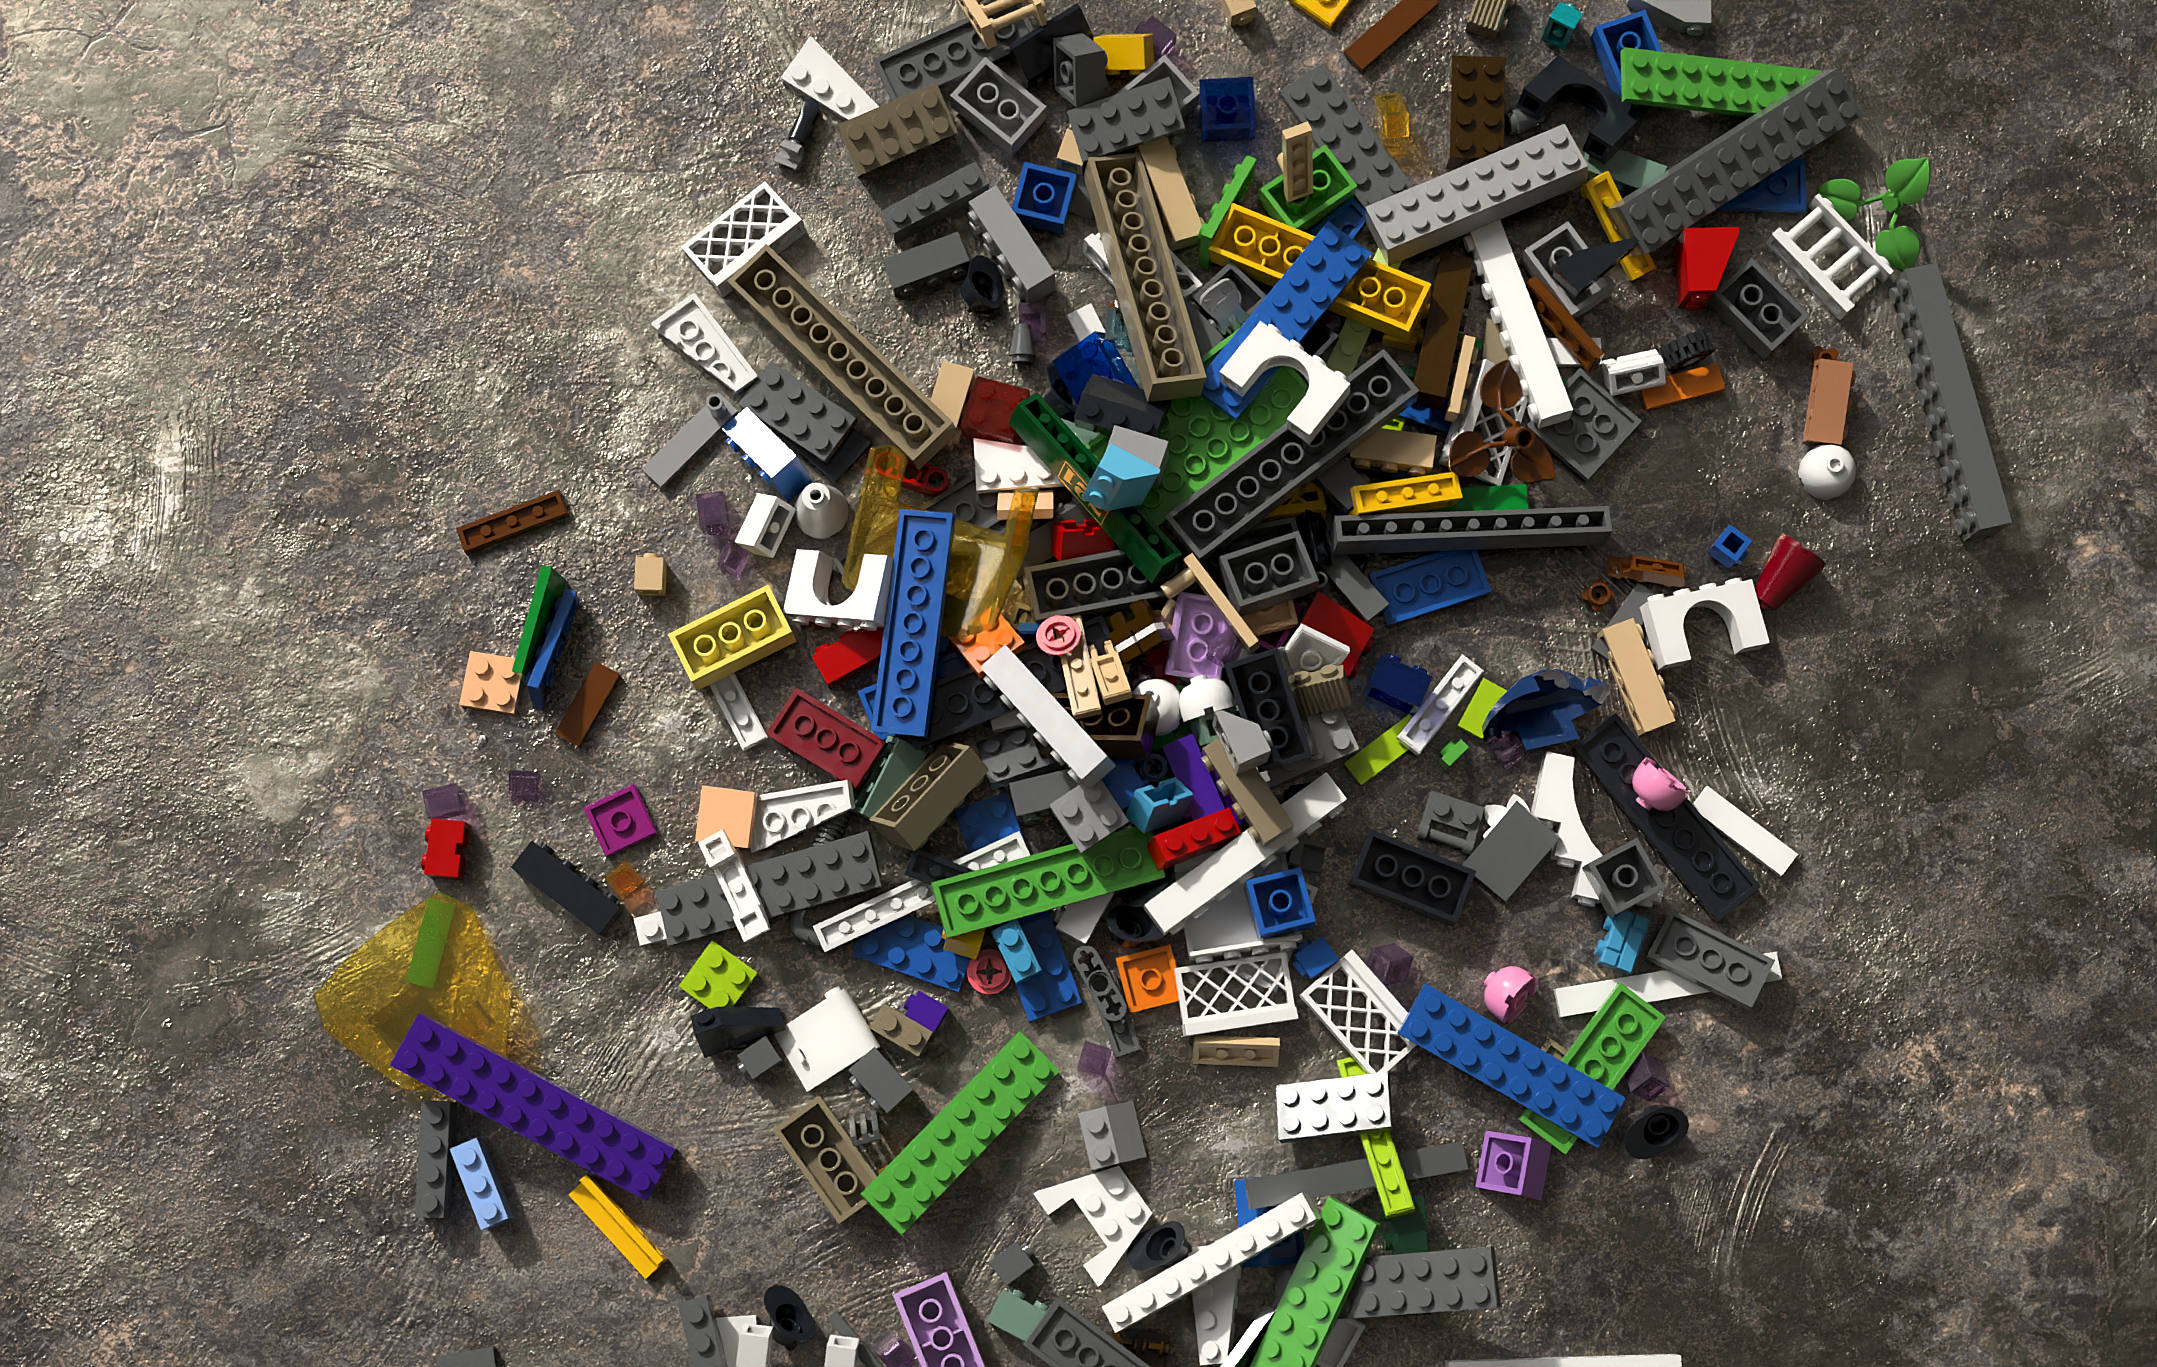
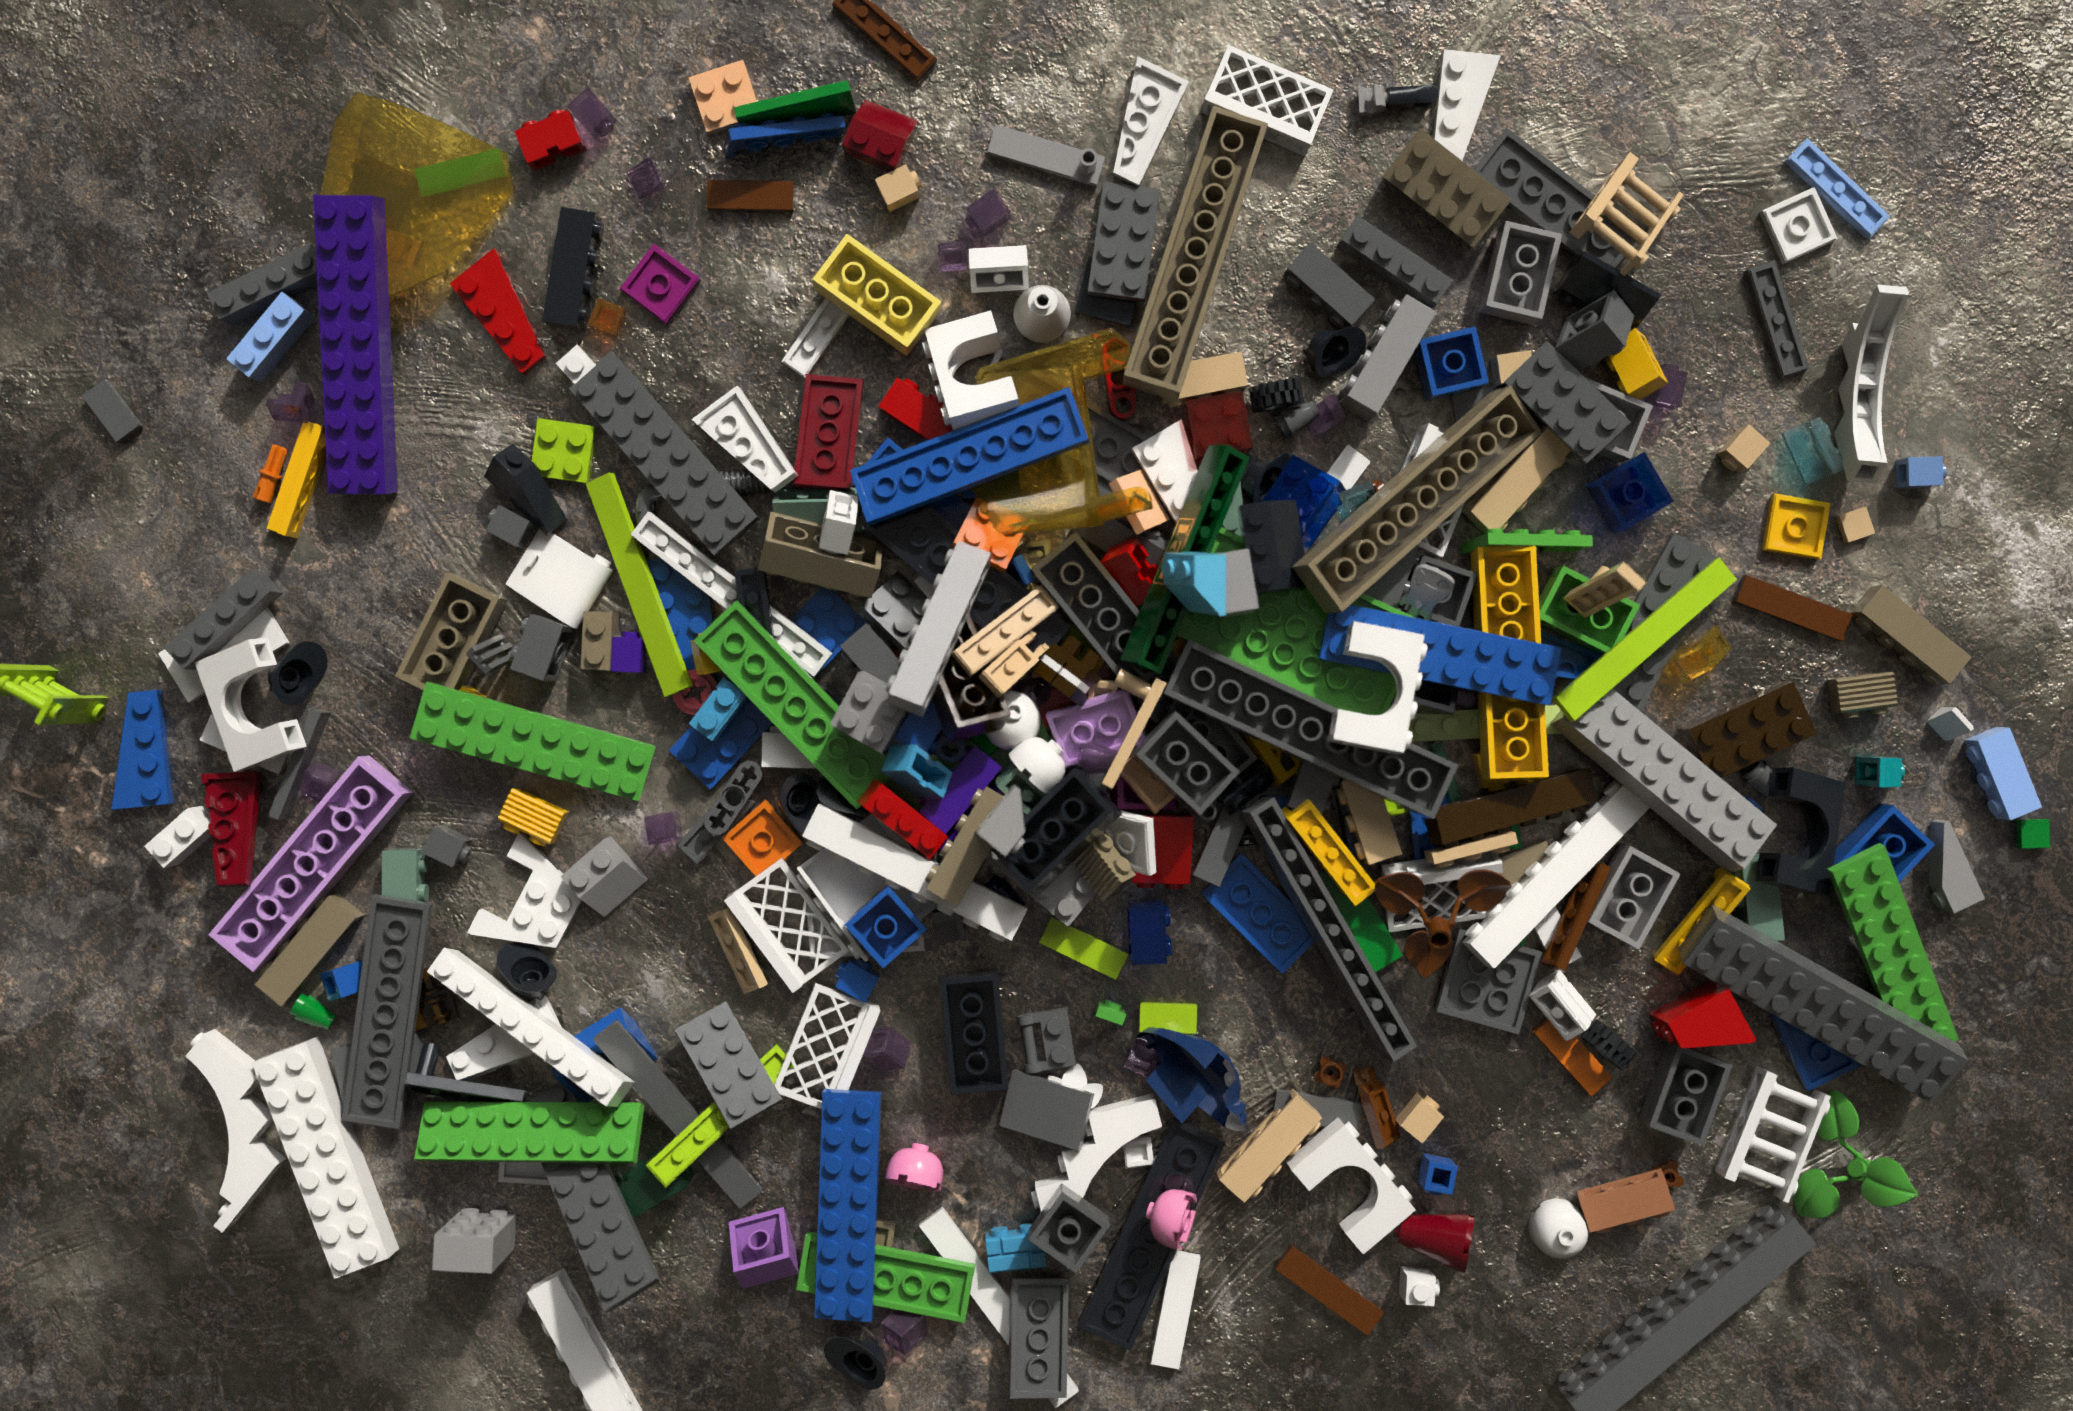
camera: 65 degrees right, 10 degrees up
(552, 1197) = (294, 406): none -> panel
(563, 972) = (494, 302): none -> red wing
(599, 569) = (879, 136): none -> dark red slope
(599, 1249) = (270, 474): none -> orange axle
(729, 811) = (711, 379): light nougat tile -> none
(736, 885) = (647, 424): white slope -> none
(767, 454) = (1066, 233): wedge -> none
(871, 970) = (639, 585): none -> lime tile
(911, 761) = (838, 522): none -> white brick
(994, 350) = (1276, 395): none -> black tyre
(1025, 1171) = (532, 816): none -> yellow brick
(1063, 626) = (1038, 597): gear -> none
(1356, 154) = (1644, 639): none -> lime tile
(1440, 705) = (1151, 978): white tile -> none
(1588, 265) = (1644, 915): black slope -> none
(1588, 793) = (1138, 1152): none -> white tile
(1673, 538) = (1420, 1117): none -> tan brick
(1789, 690) = (1329, 1289): none -> reddish brown tile
(1820, 611) = (1418, 1286): none -> white brick

